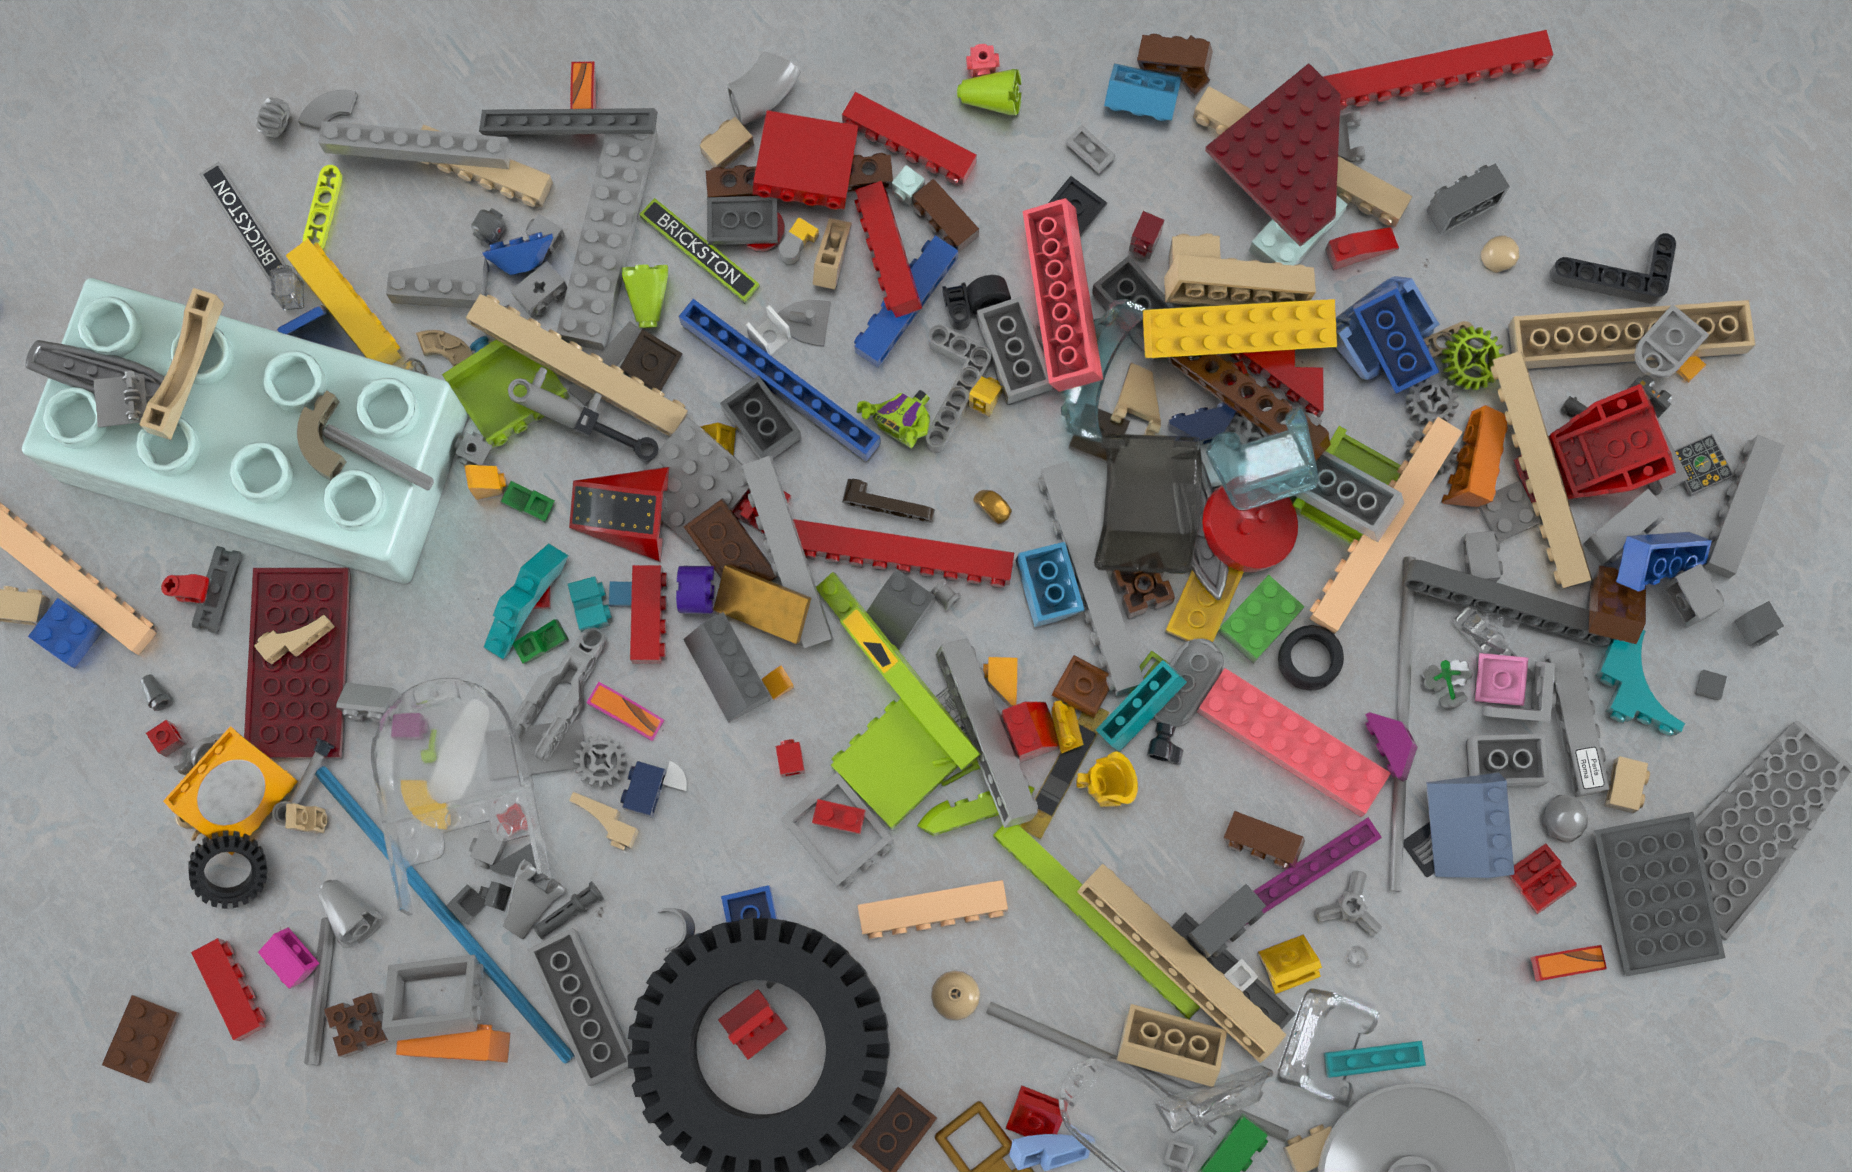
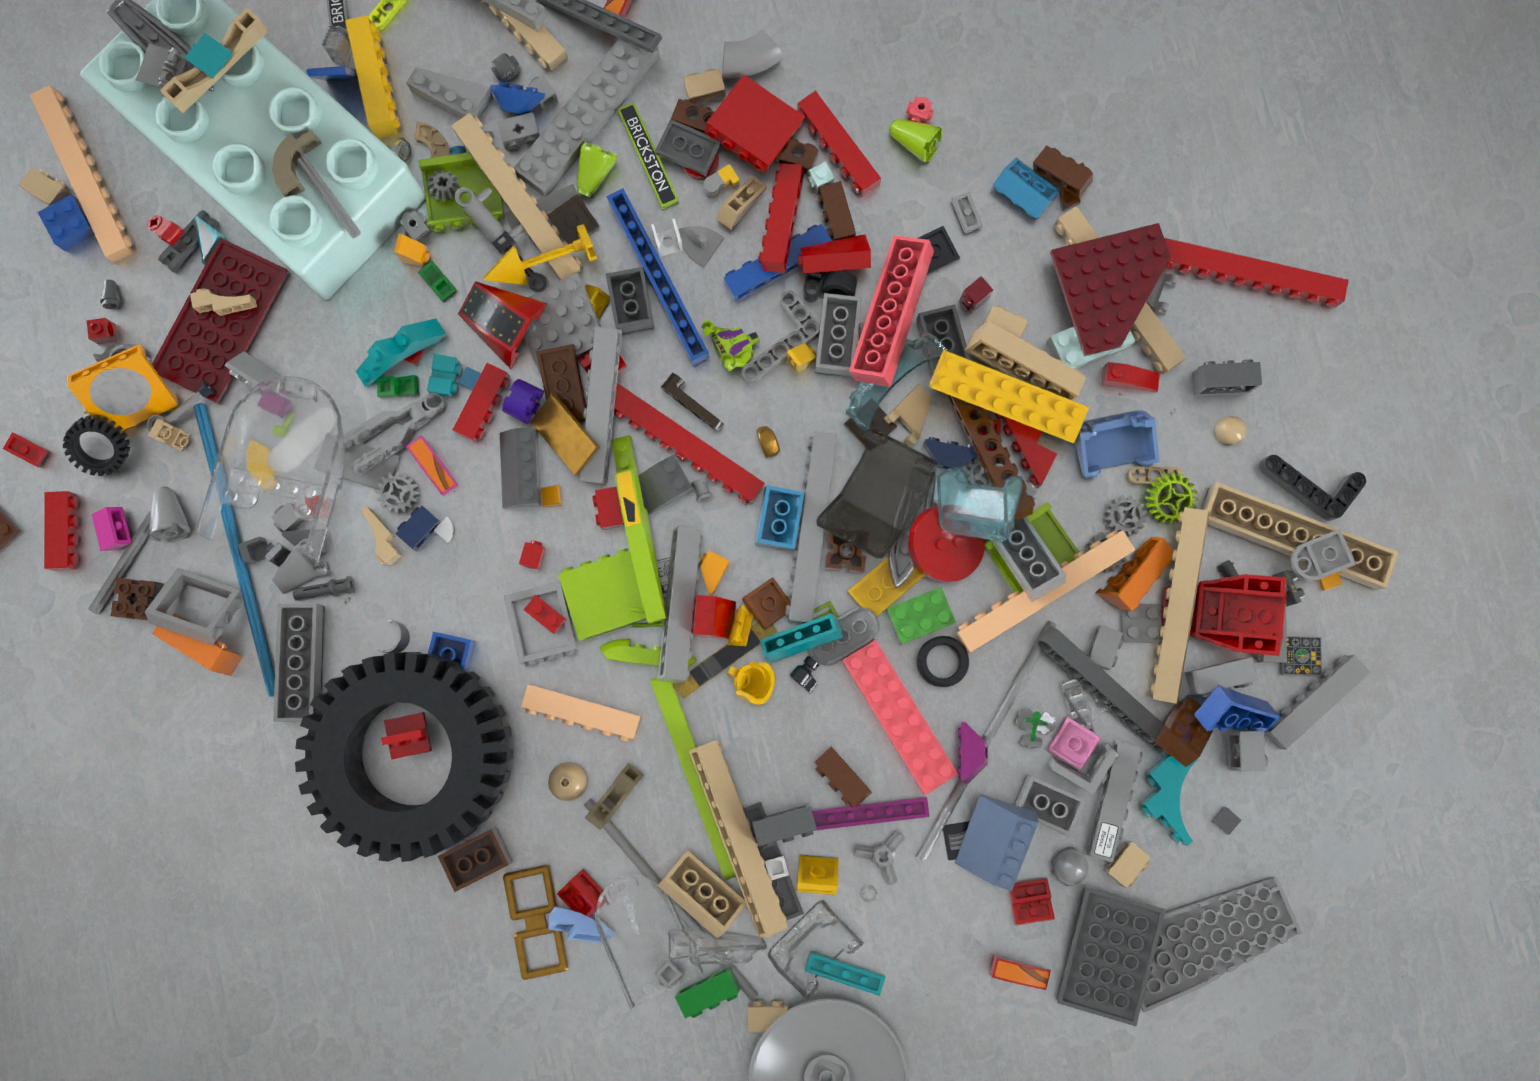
camera: 20 degrees right, 5 degrees up
(141, 916) = (25, 449): none -> red plate
(173, 361) = (208, 55): none -> teal piece
(239, 576) = (207, 238): none -> tile
(484, 398) = (436, 184): none -> light grey gear
(611, 445) = (511, 268): none -> yellow piece
(851, 664) = (609, 508): none -> red brick
(970, 262) = (836, 255): none -> red slope
(1018, 983) = (614, 796): none -> dark tan arch
(1396, 339) = (1121, 457): blue brick -> none
(1759, 624) = (1285, 795): dark grey brick -> none

